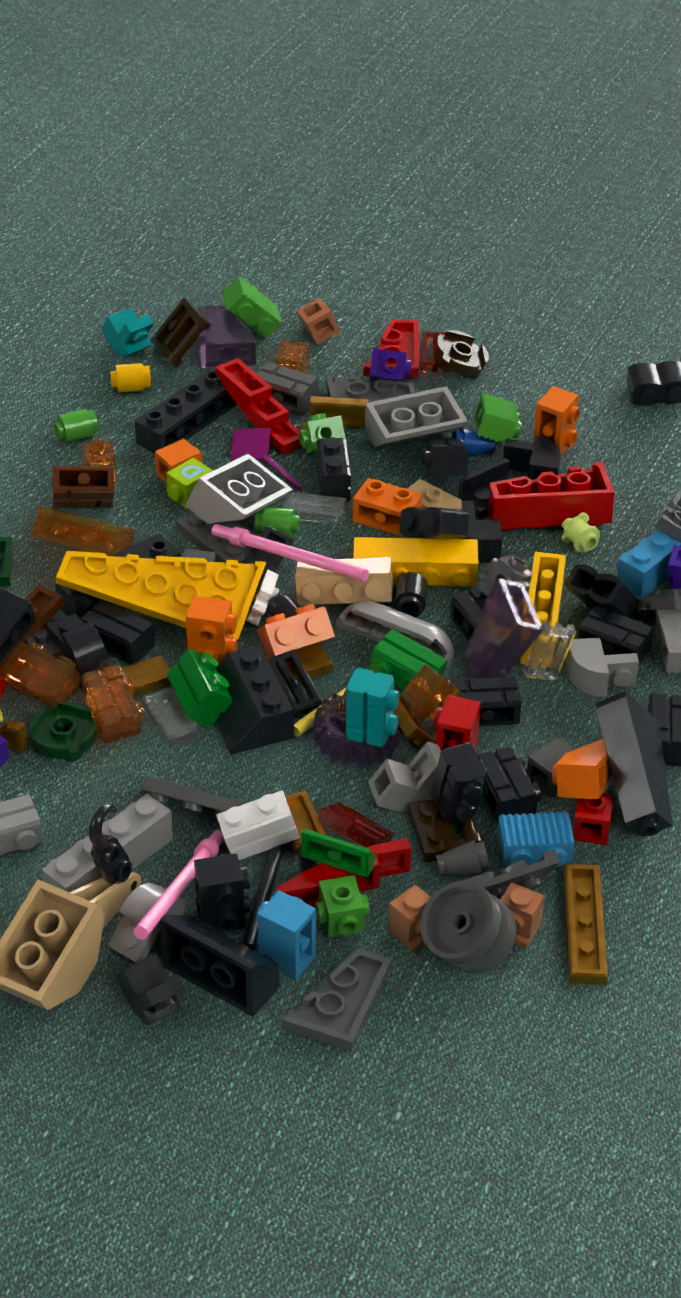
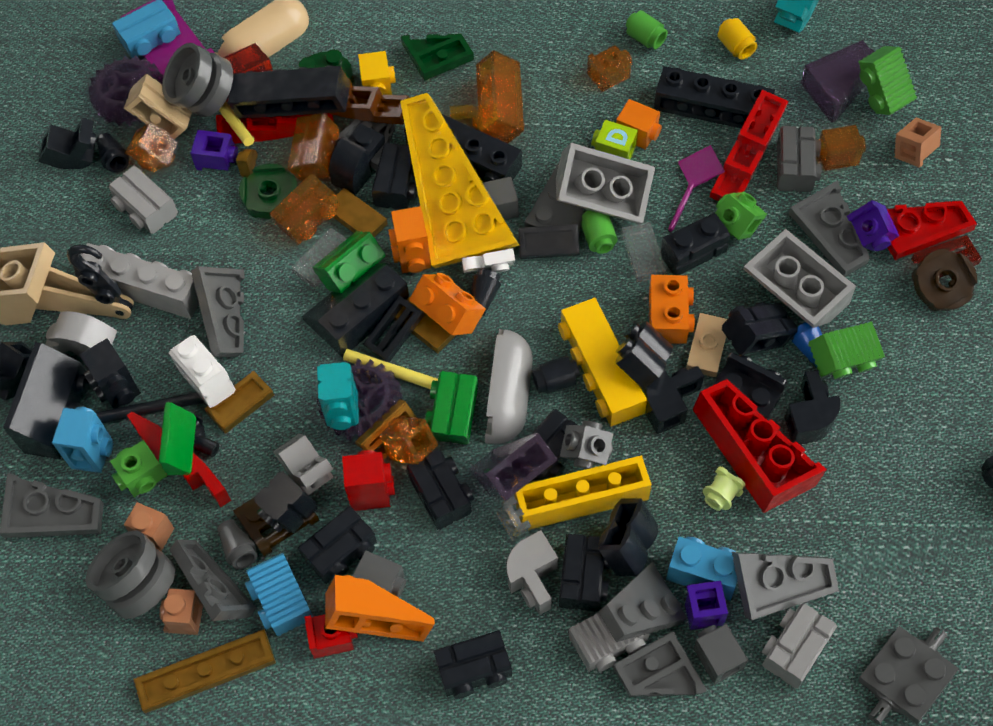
camera: 70 degrees right, 20 degrees up
(83, 486) = (557, 70): reddish brown brick -> none
(173, 330) = (817, 43): dark brown plate -> none
(205, 849) = (90, 340): bright pink bar -> none
(242, 538) = (548, 213): bright pink bar -> none
(327, 587) = (537, 314): tan brick -> none
(351, 410) = (786, 212): pearl gold tile -> none
(354, 825) = (252, 421): clear red tile -> none
(557, 418) = (873, 404): orange brick -> none
(636, 762) = (385, 648): black slope -> none

